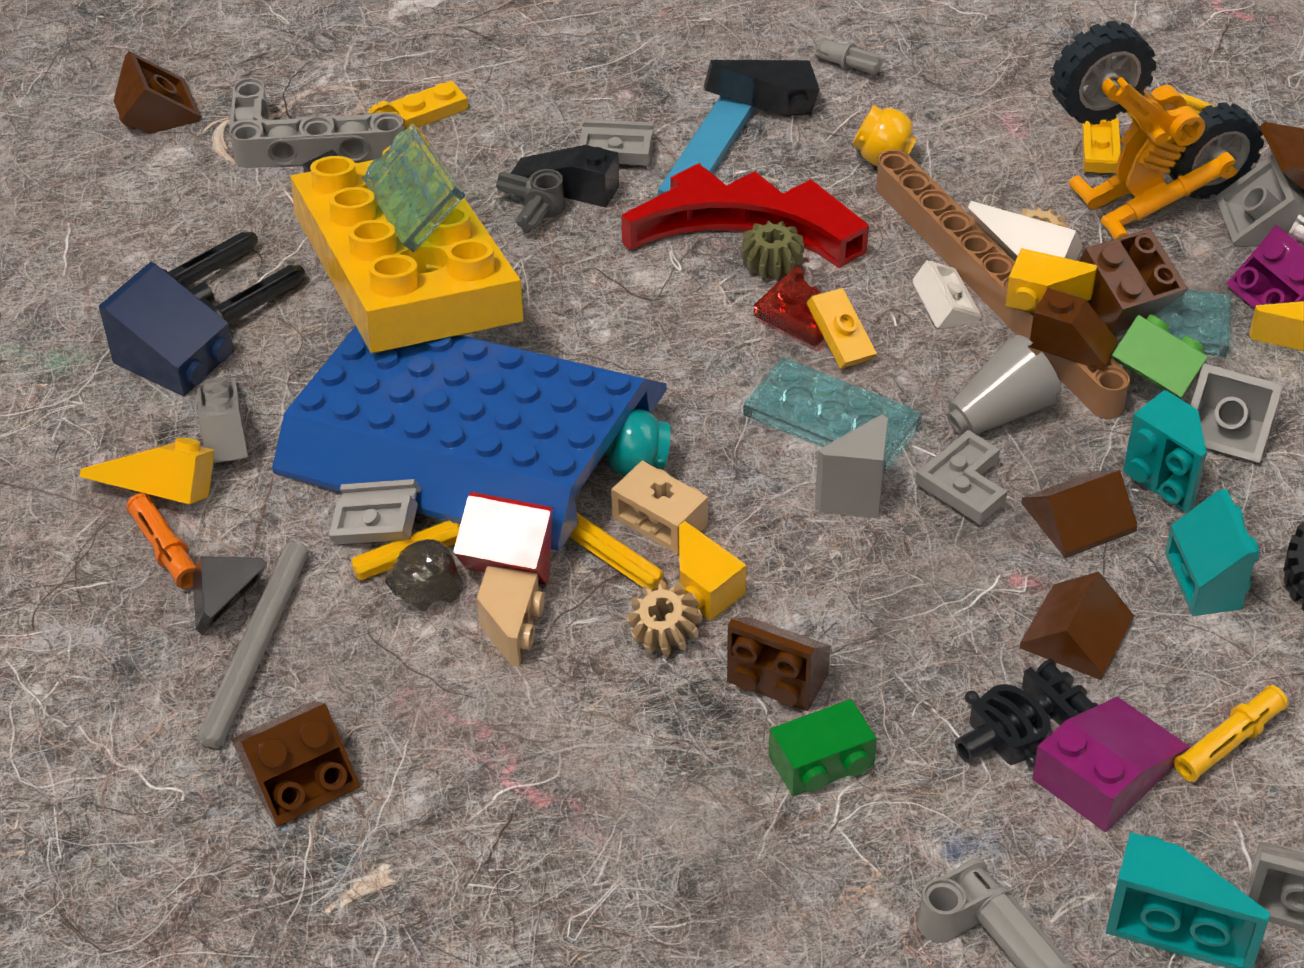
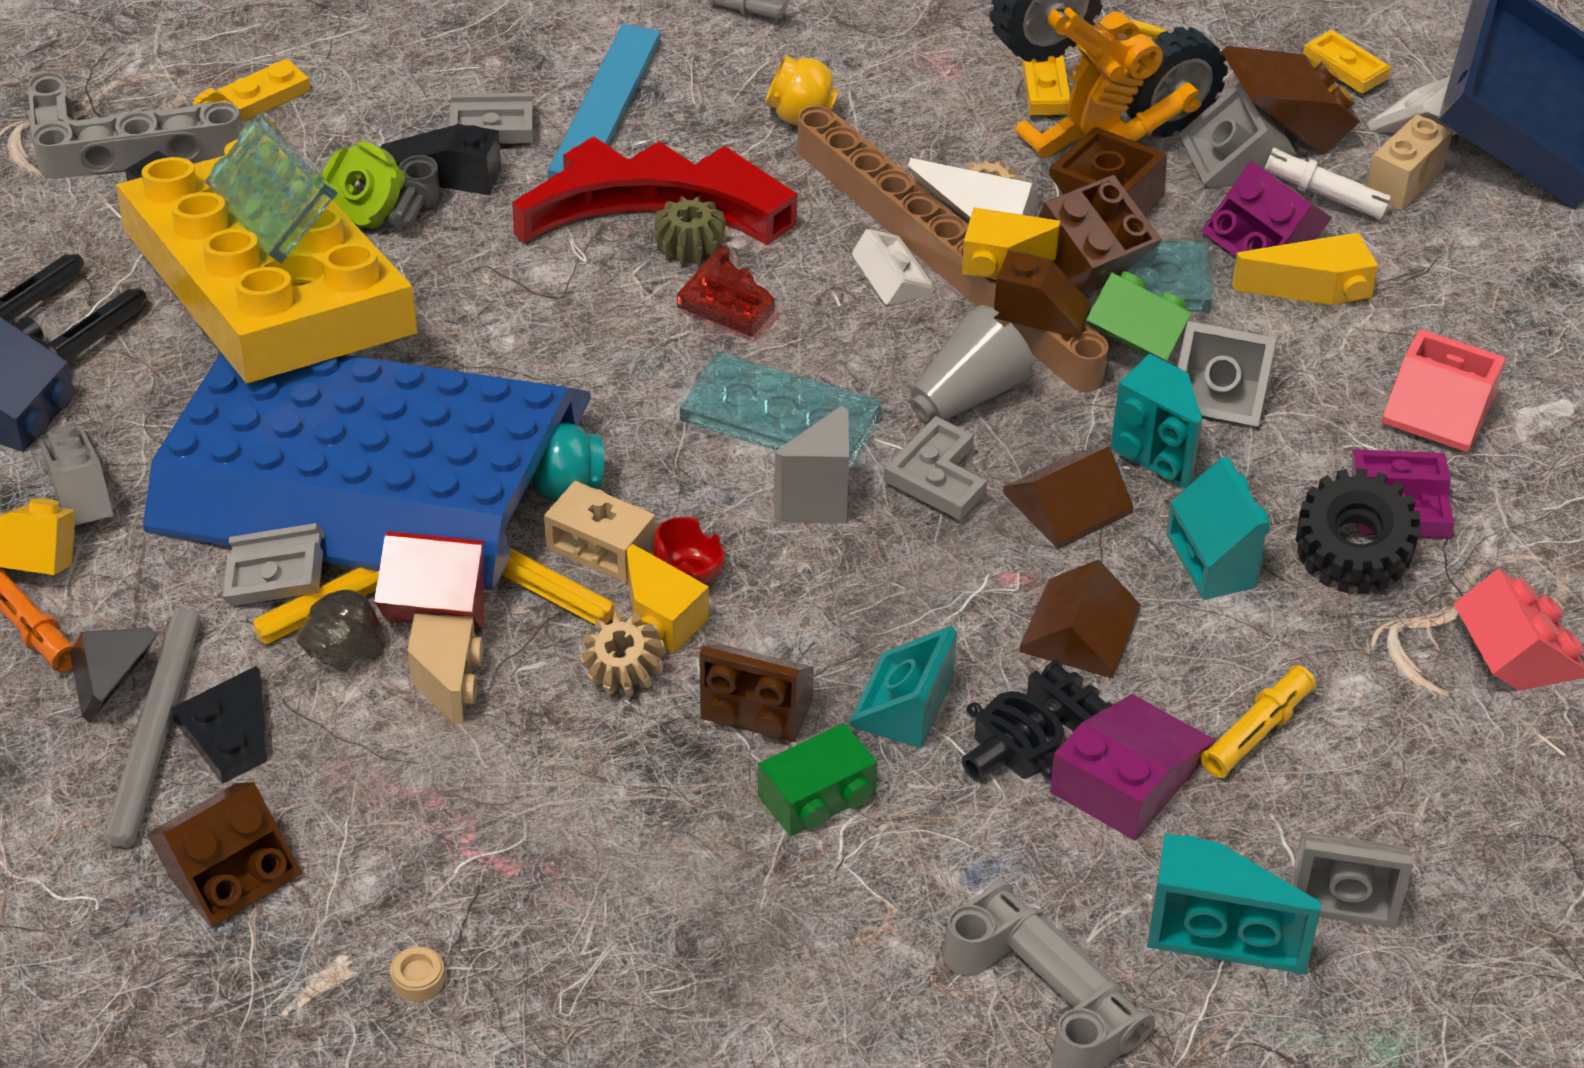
camera: 10 degrees left, 0 degrees up
(317, 648) = (227, 724): none -> black wing
(446, 888) = (417, 974): none -> tan tile
(513, 194) = (381, 188): none -> lime plate
(734, 529) = (688, 549): none -> red hair
(771, 85) = (658, 39): black slope -> none
(841, 328) = (780, 313): yellow plate -> none
(914, 673) = (908, 688): none -> teal slope
(1143, 209) = (1102, 154): none -> reddish brown slope

